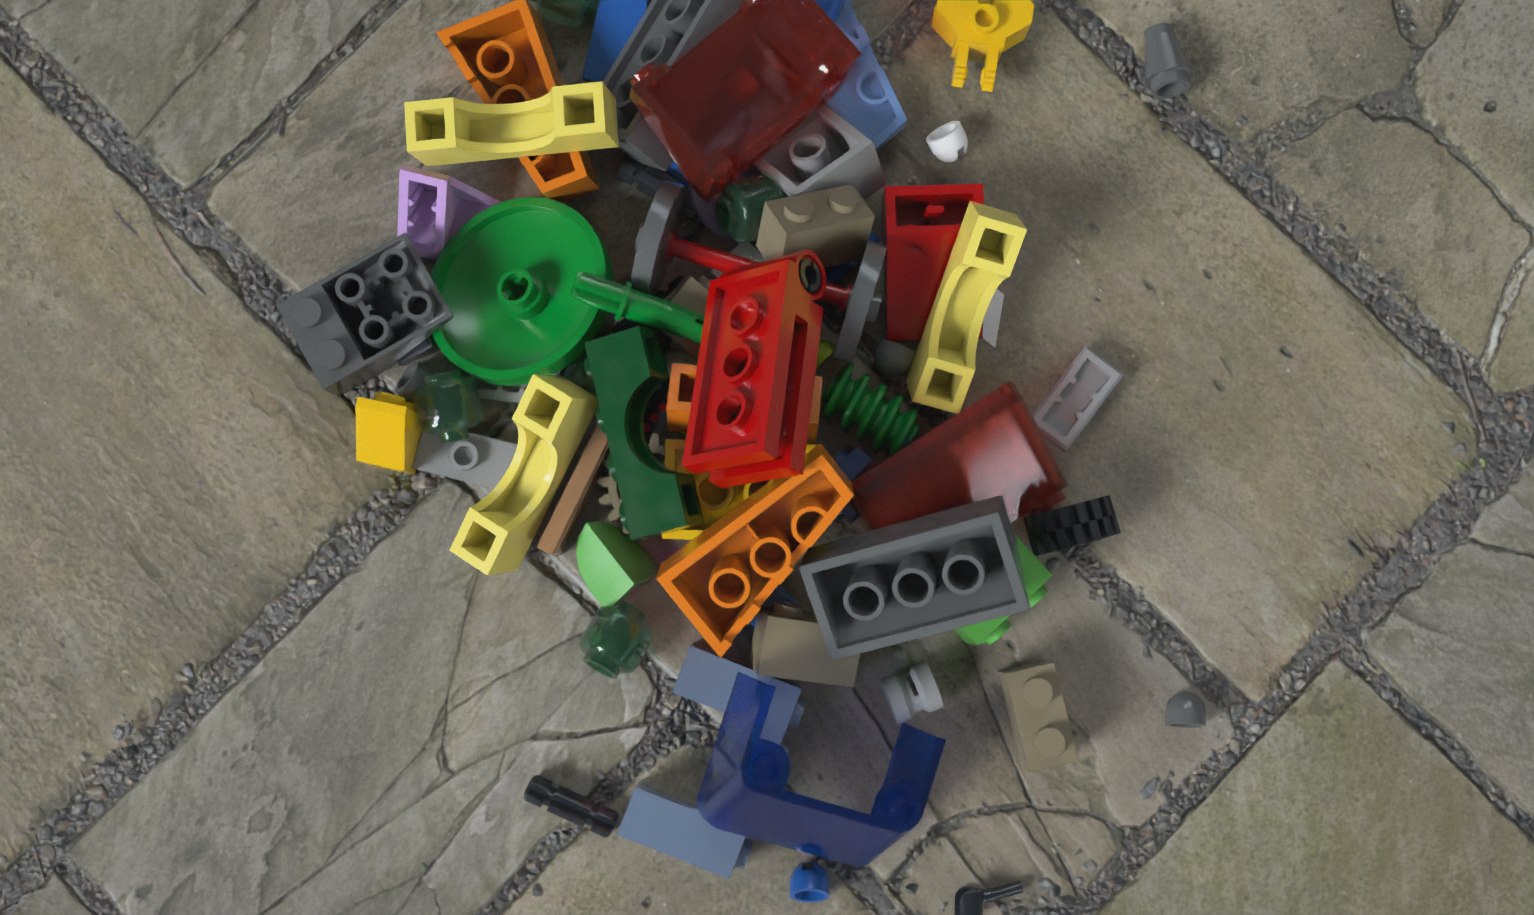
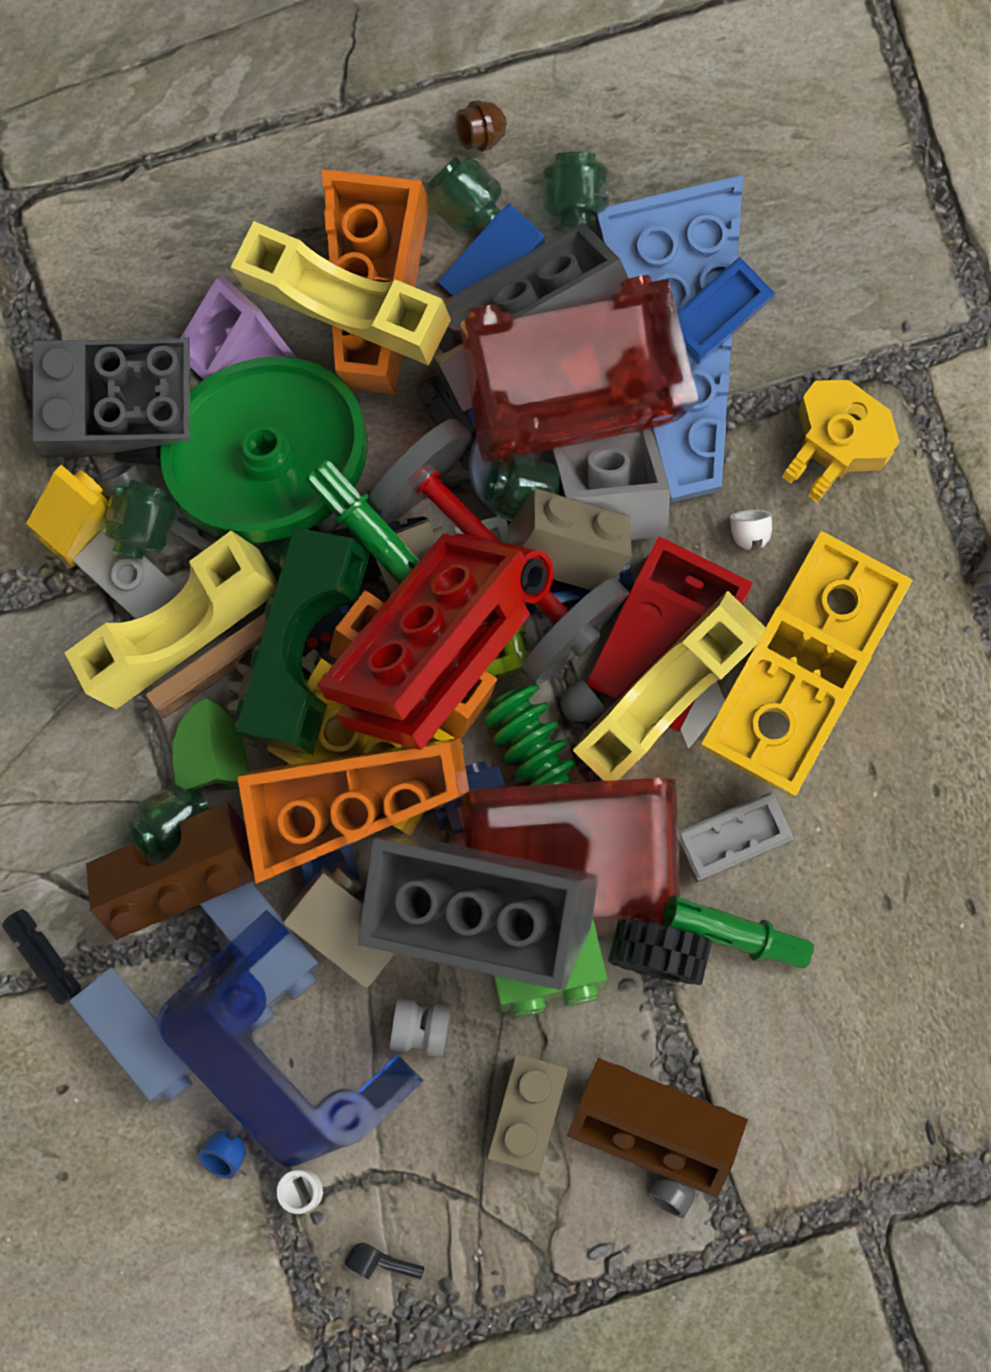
camera: 30 degrees right, 5 degrees down
(668, 657) = (209, 862): none -> reddish brown arch
(883, 885) = (291, 1194): none -> white hinge
(1067, 227) = (806, 664): none -> yellow bracket
(1108, 479) = (738, 933): none -> green axle
(1148, 667) = (657, 1127): none -> reddish brown brick

